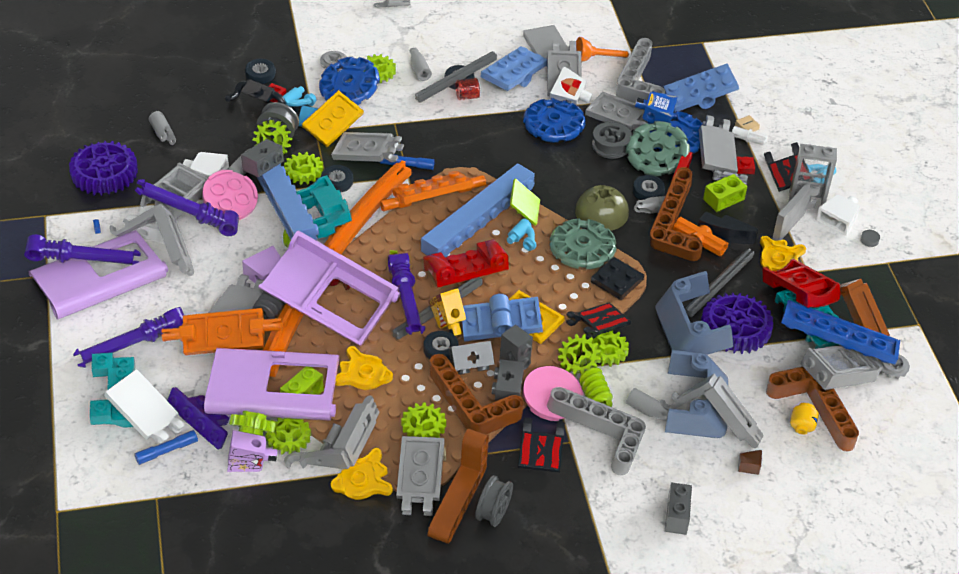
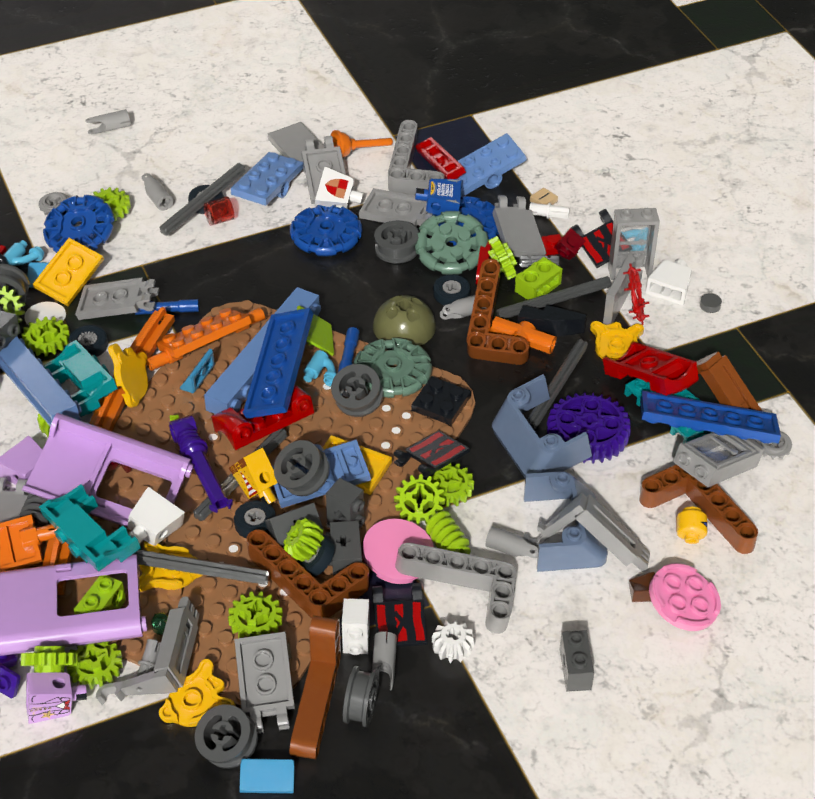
camera: 10 degrees left, 0 degrees up
(299, 331) = (83, 534): none -> teal bracket
(309, 146) = (45, 309): none -> white sticker
(345, 412) = (158, 624): none -> clear green hinge
(358, 330) = (154, 518): none -> white torso
(364, 210) = (129, 373): none -> yellow tile
(379, 523) = (224, 721): none -> dark grey wheel
(388, 375) = (202, 567): none -> dark grey axle
(406, 548) = (267, 776): none -> dark azure slope
(421, 220) = (199, 372): none -> dark azure slope
(475, 368) = (303, 540): none -> lime gear
(478, 317) = (308, 457): none -> dark grey wheel
(484, 382) = (321, 560): none -> black bush
(487, 223) = (278, 363): none -> blue plate
(503, 445) = (355, 626): none -> white brick
(522, 472) = (385, 654): none -> light grey piece
(544, 234) = (350, 344): none -> blue piece
(549, 266) = (354, 380): none -> dark grey wheel
(580, 473) = (453, 641): none -> white gear
(665, 76) = (440, 159): none -> red plate
(698, 168) = (504, 256): none -> lime gear
(736, 209) = (555, 297): none -> dark grey axle
(759, 167) = (569, 244): none -> dark red bracket
(782, 475) = (684, 597): none -> bright pink tile
(805, 232) = (635, 284): none -> red piece

